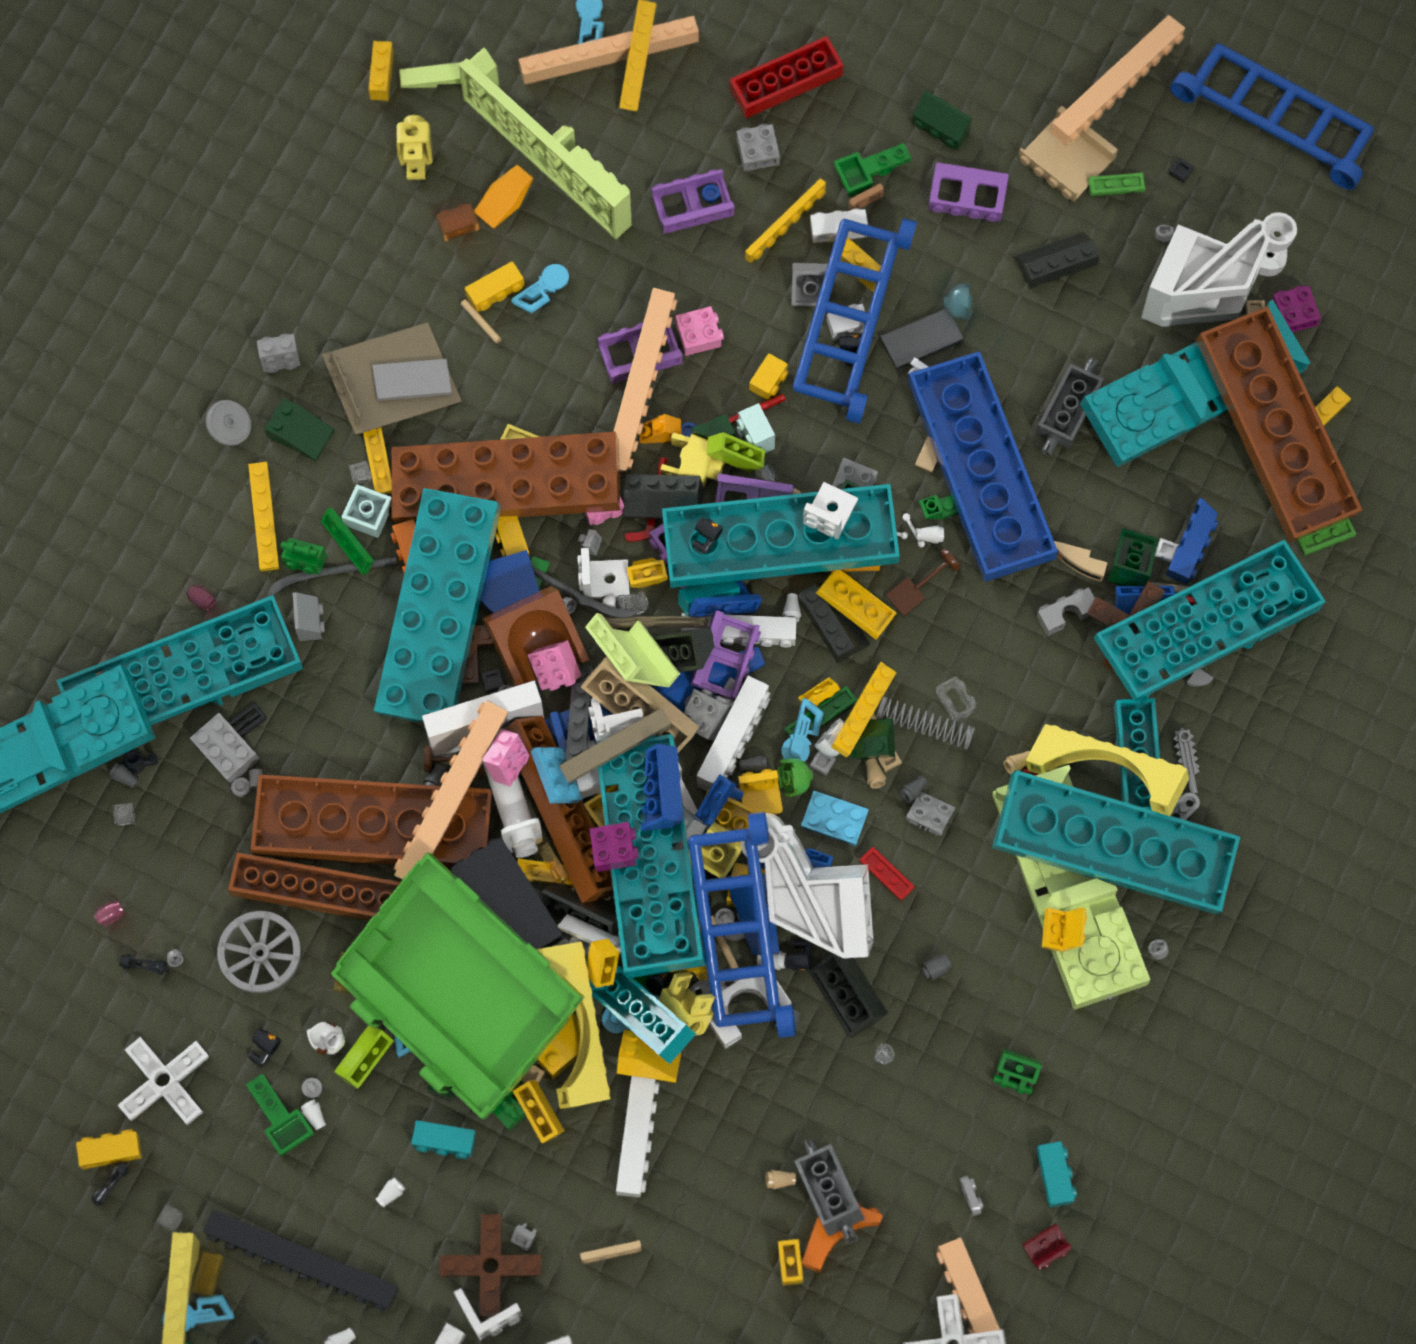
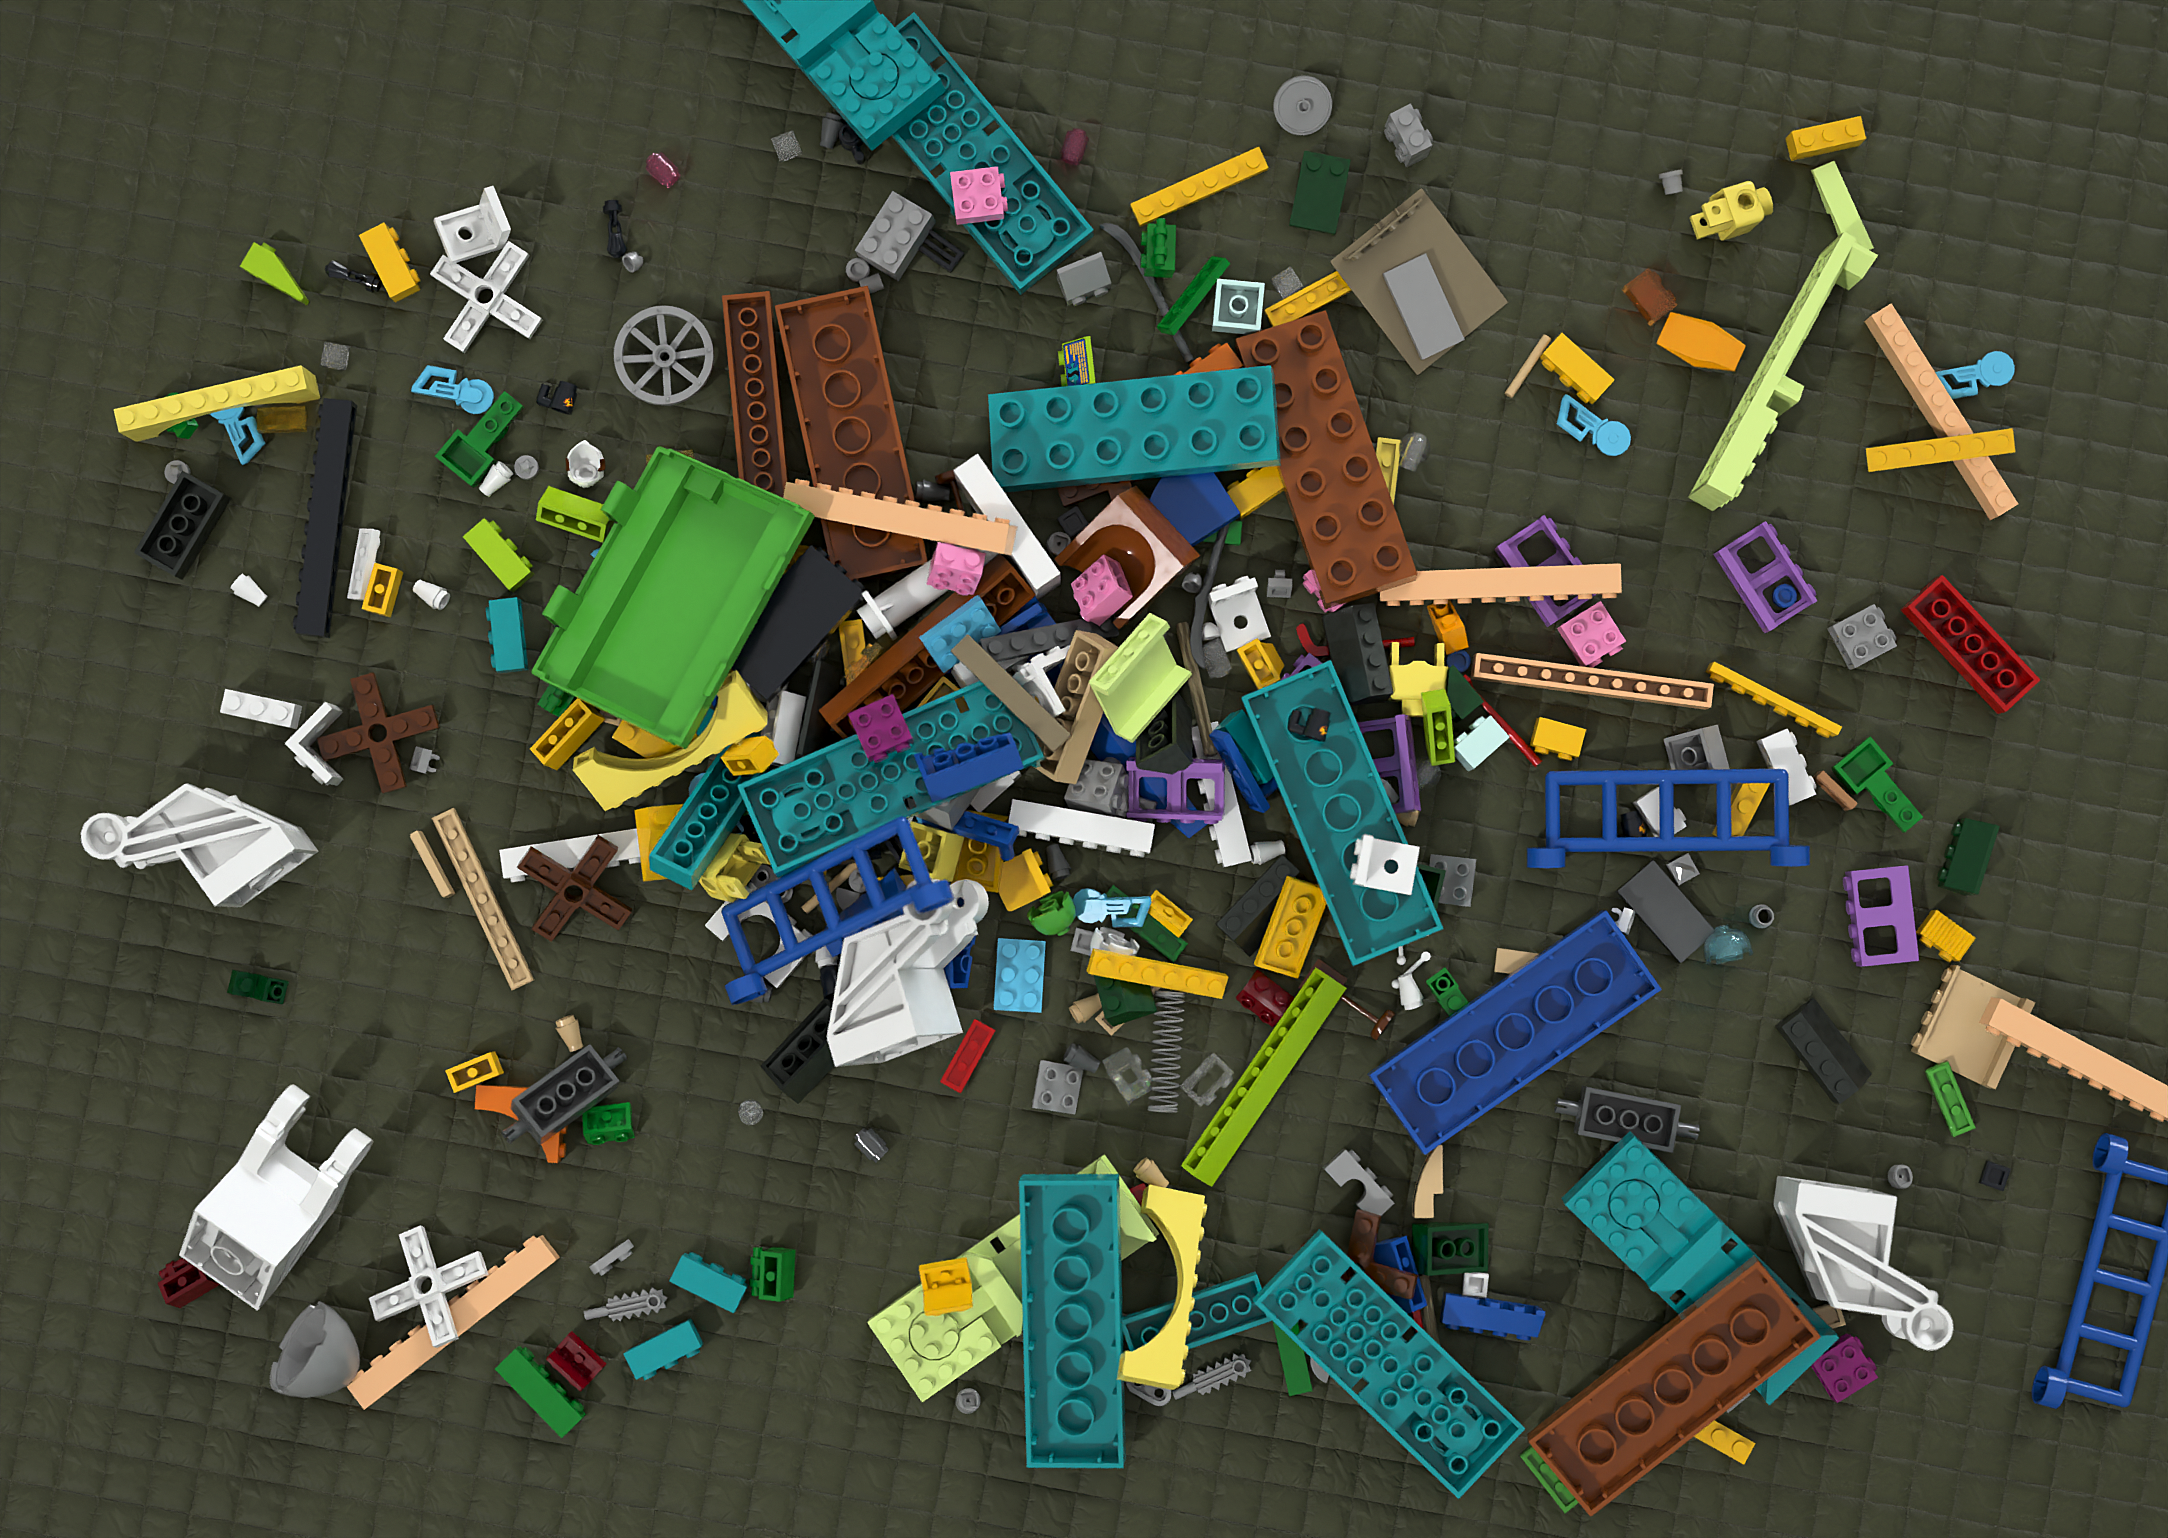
camera: 70 degrees right, 15 degrees up
(82, 1248) = (268, 267): none -> lime slope
(105, 1061) = (484, 222): none -> white bracket
(218, 668) = (978, 195): none -> bright pink brick
(238, 1116) = (472, 395): none -> medium azure piece
(348, 1240) = (364, 560): none -> white plate
(371, 638) = (1077, 362): none -> slope
(375, 1228) = (382, 590): none -> yellow brick
(376, 183) = (1672, 181): none -> light grey piece
(376, 1128) = (499, 554): none -> lime brick
(518, 416) = (1414, 450): none -> clear piece
(651, 1221) = (483, 899): none -> tan tile
(655, 1147) = (583, 875): none -> reddish brown piece
(733, 340) = (1592, 681): none -> light nougat brick
(862, 1168) = (608, 1123): none -> green bracket
(893, 318) = (1682, 869): none -> light grey tile
(905, 641) = (1264, 998): none -> dark red bracket
(926, 750) = (1121, 1062): none -> clear window
(944, 278) = (1753, 916): none -> light grey piece
(965, 656) = (1263, 1077): none -> lime brick
(995, 153) = (1945, 936): none -> yellow brick
(1011, 1123) = (709, 1281): none -> teal brick
(1013, 1193) = (617, 1307): none -> light grey piece
(1064, 1282) = (541, 1391): none -> green brick
(1185, 697) = (1293, 1362): none -> green tile

